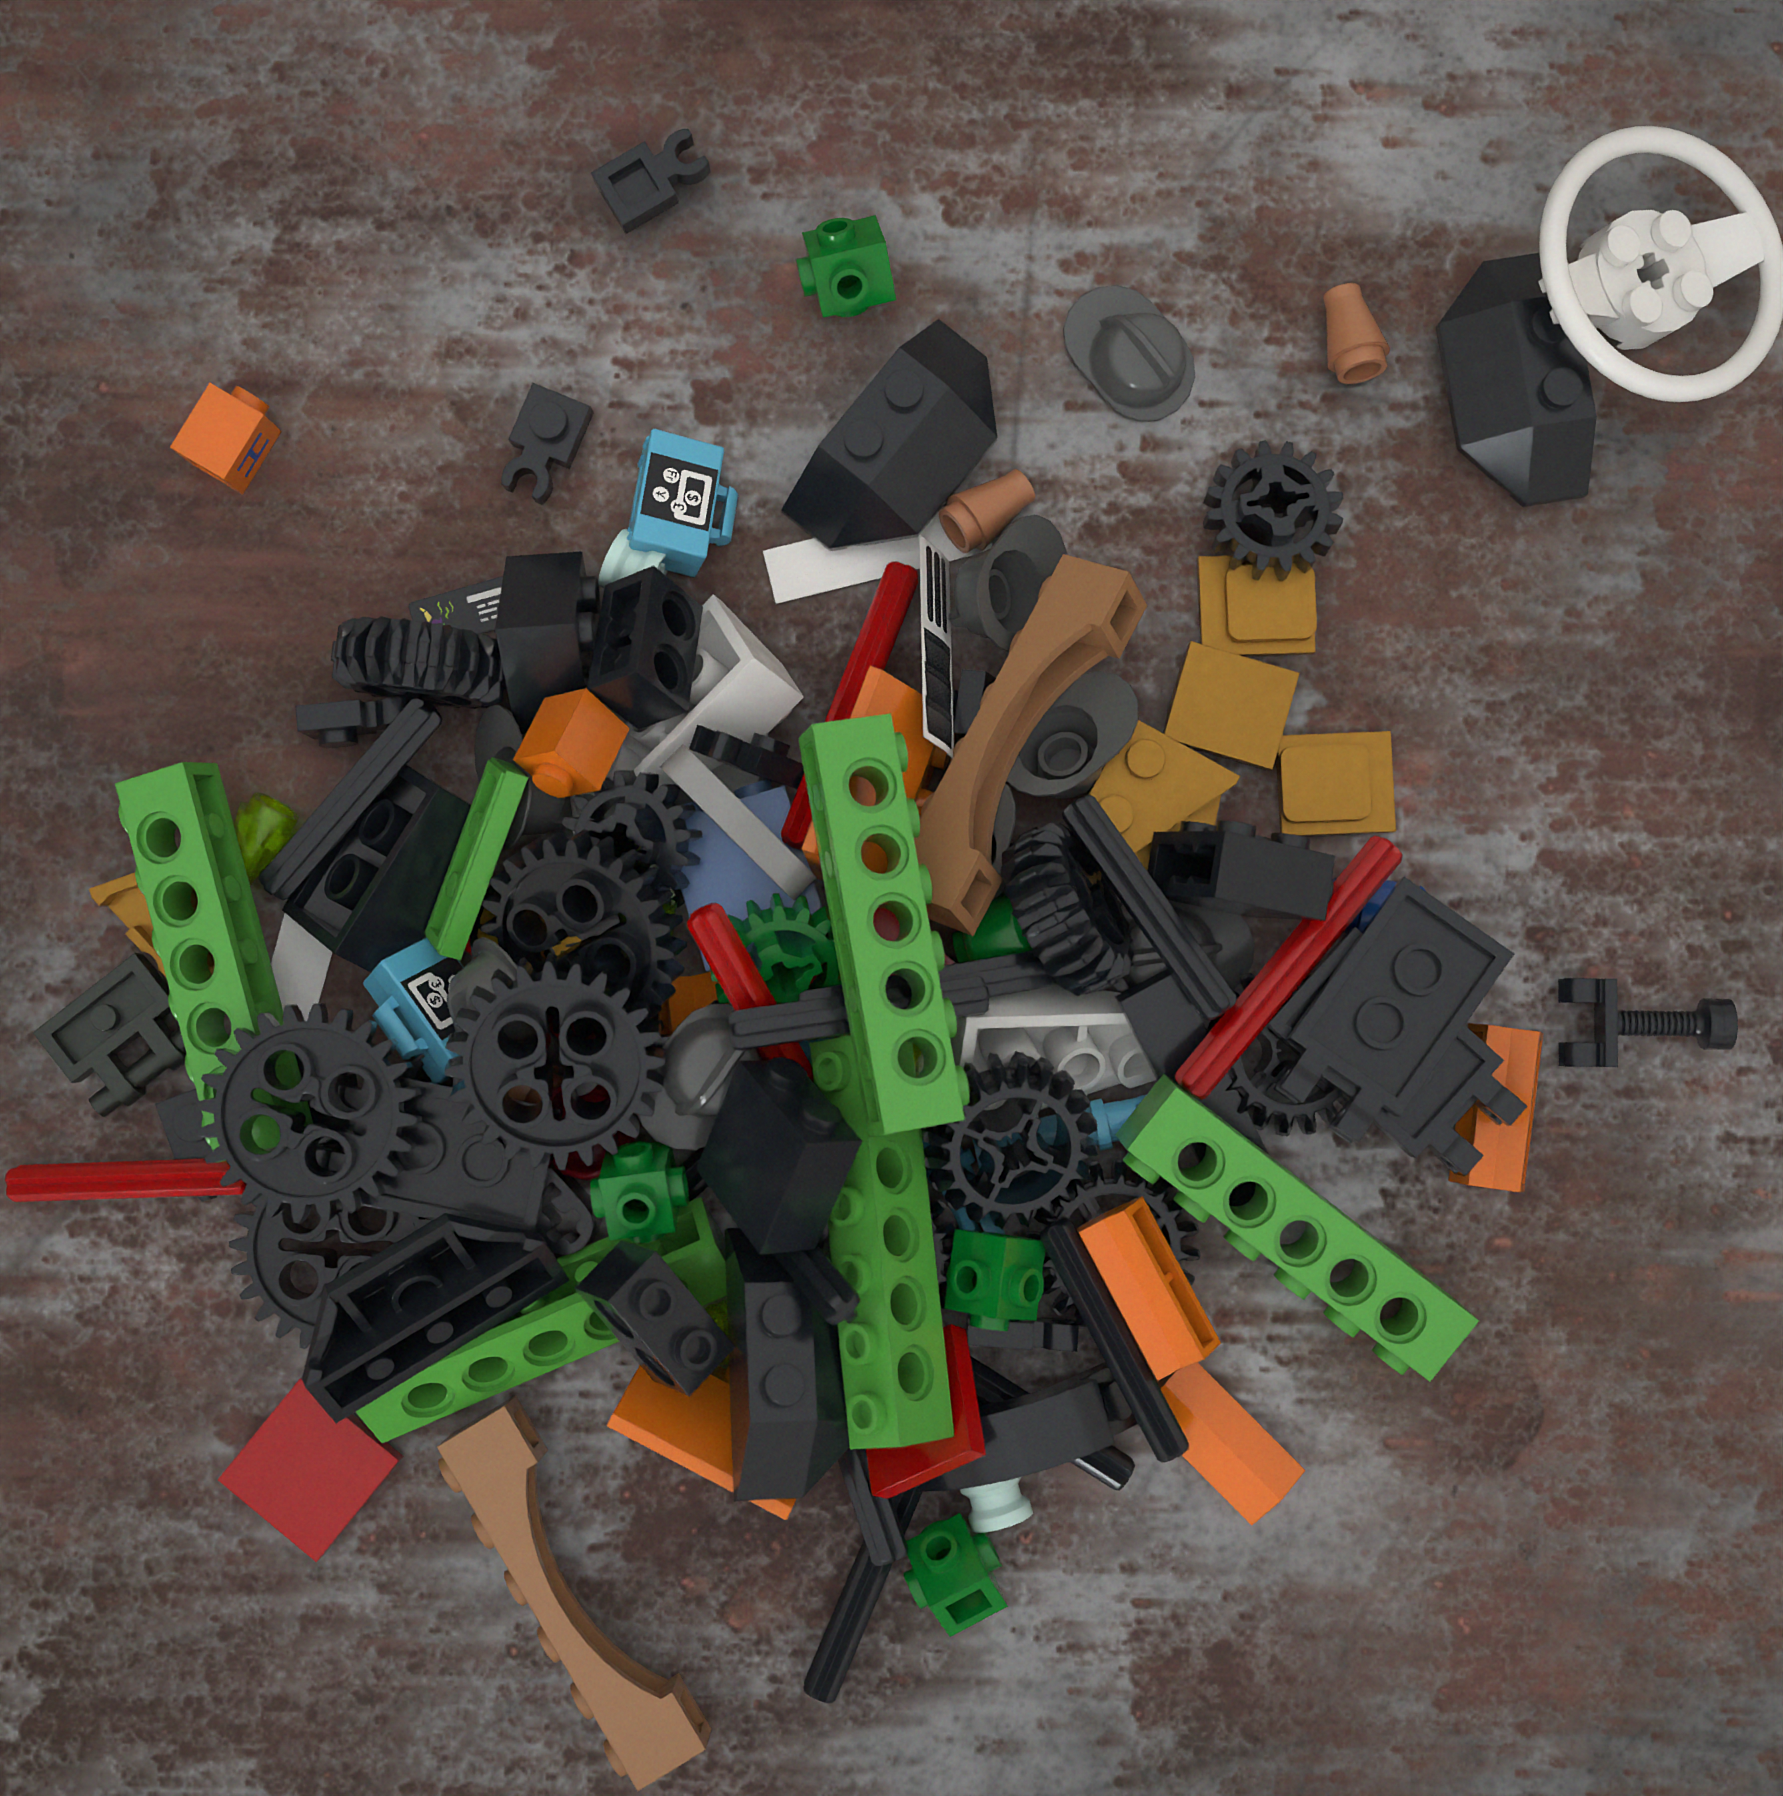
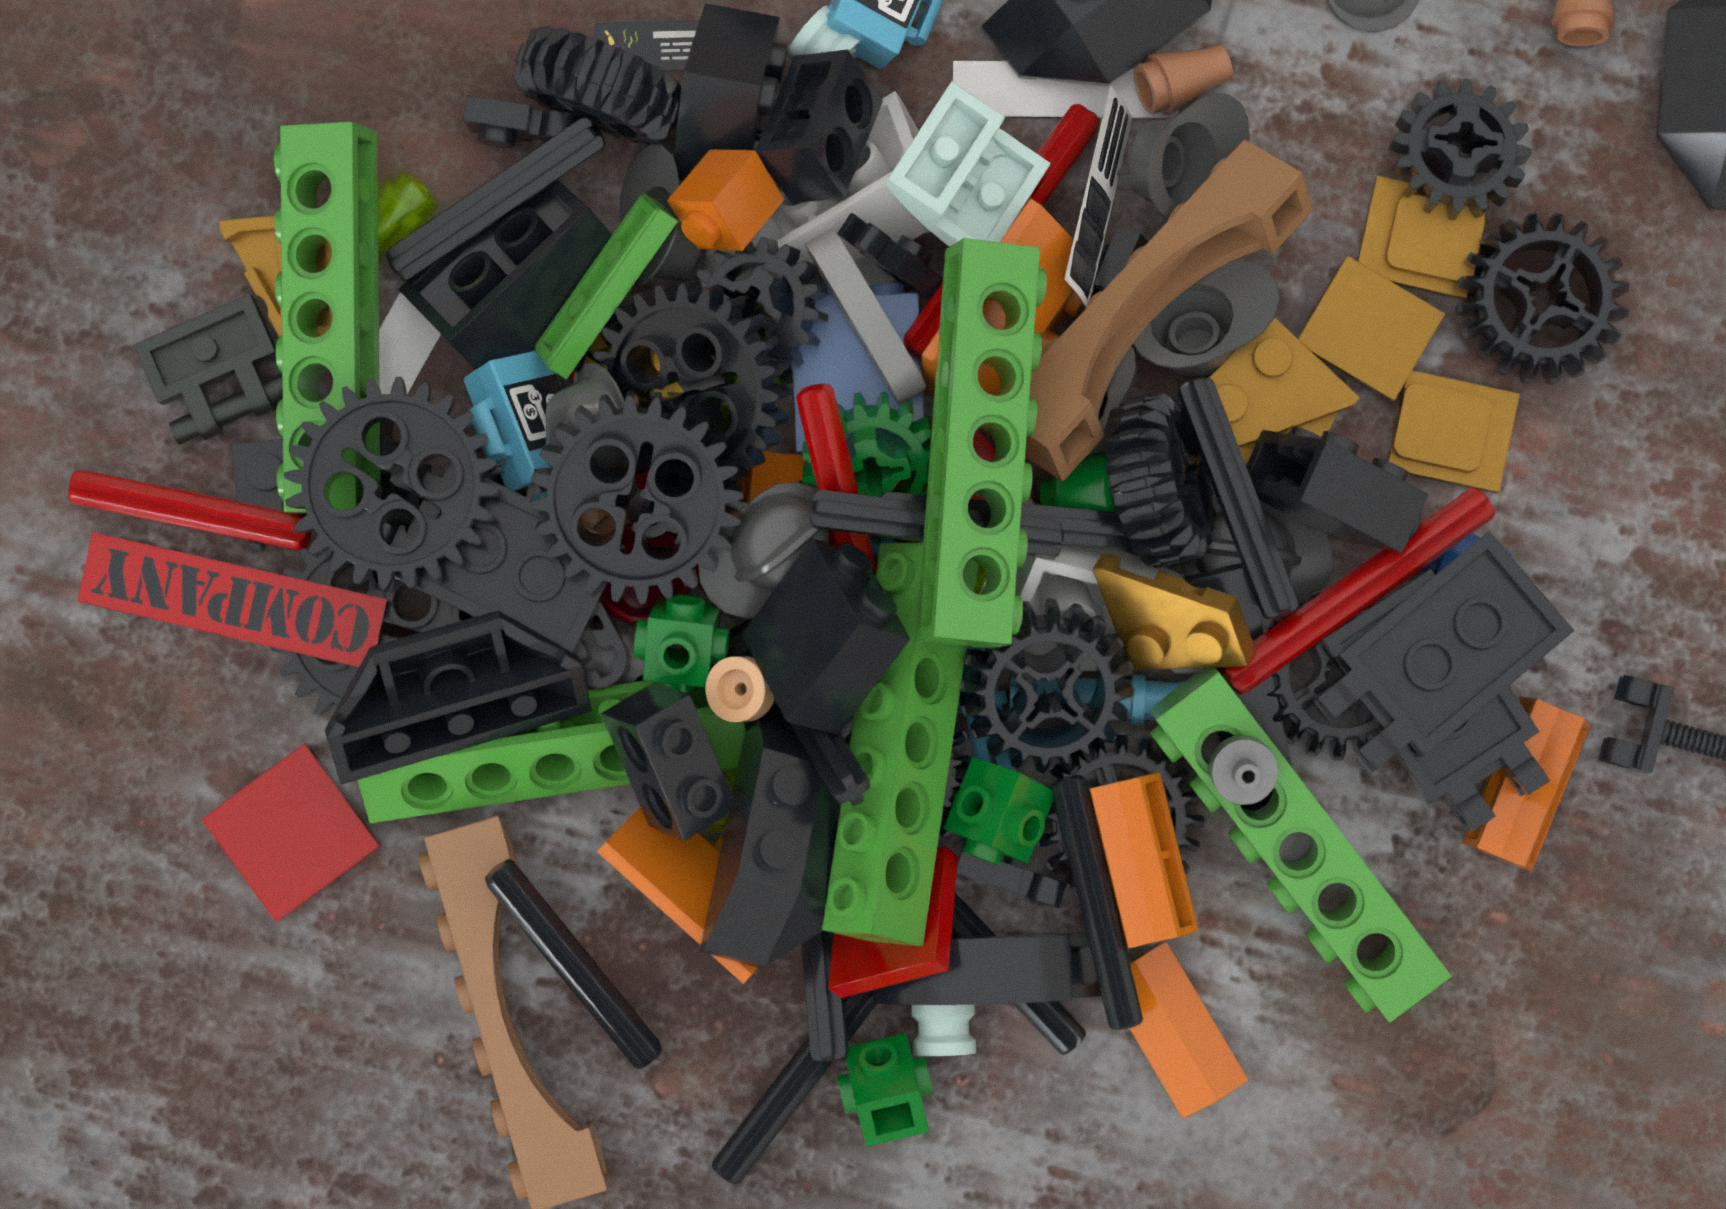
camera: 15 degrees right, 0 degrees up
(191, 1258) = (231, 600): none -> red sticker
(615, 1530) = (573, 963): none -> black axle
(705, 1227) = (738, 690): none -> light nougat tile
(799, 656) = (965, 171): none -> light aqua slope
(1117, 1045) = (1172, 622): none -> pearl gold wing
(1225, 1177) = (1235, 757): none -> flat silver tile
(1416, 638) = (1567, 310): none -> black gear

